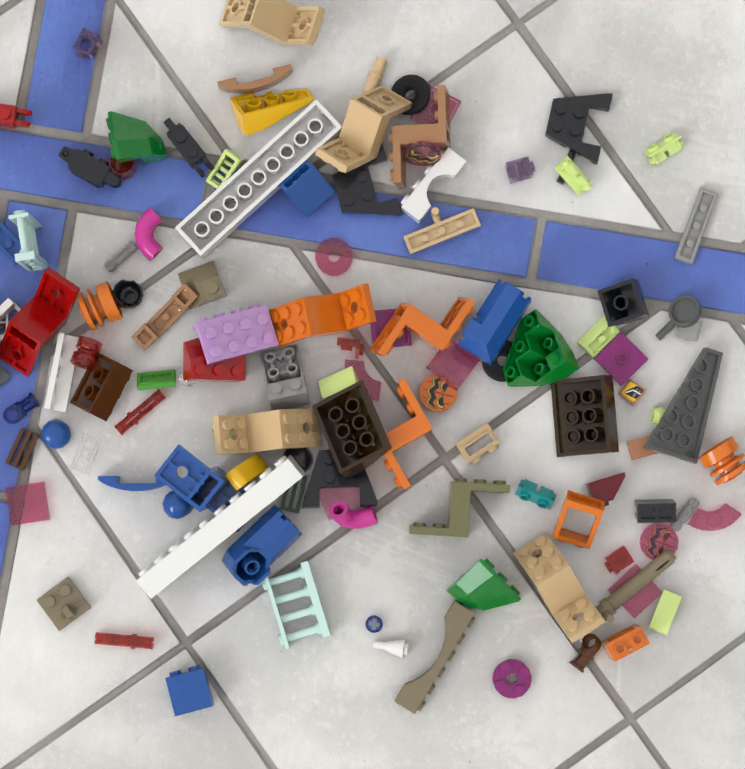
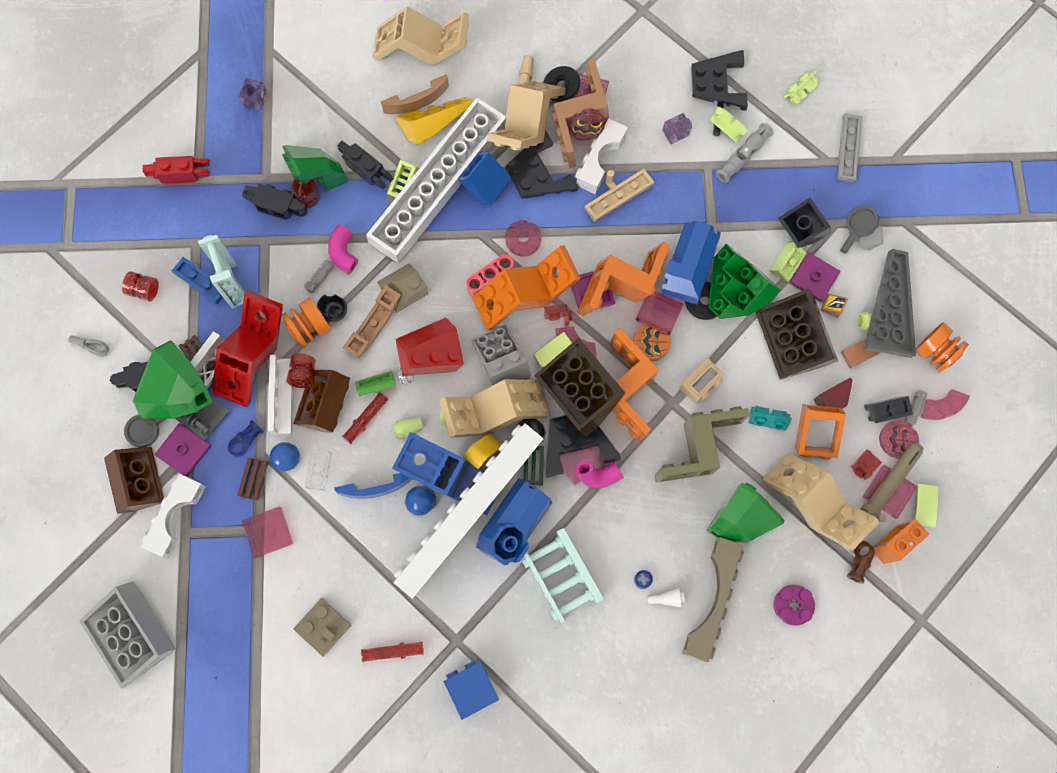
camera: 20 degrees left, 10 degrees down
(177, 430) = (404, 427): none -> yellowish green cone
(236, 333) = (445, 320): lavender bracket -> none
(298, 284) = (493, 267): none -> coral beam
(594, 203) = (752, 145): none -> light grey piece

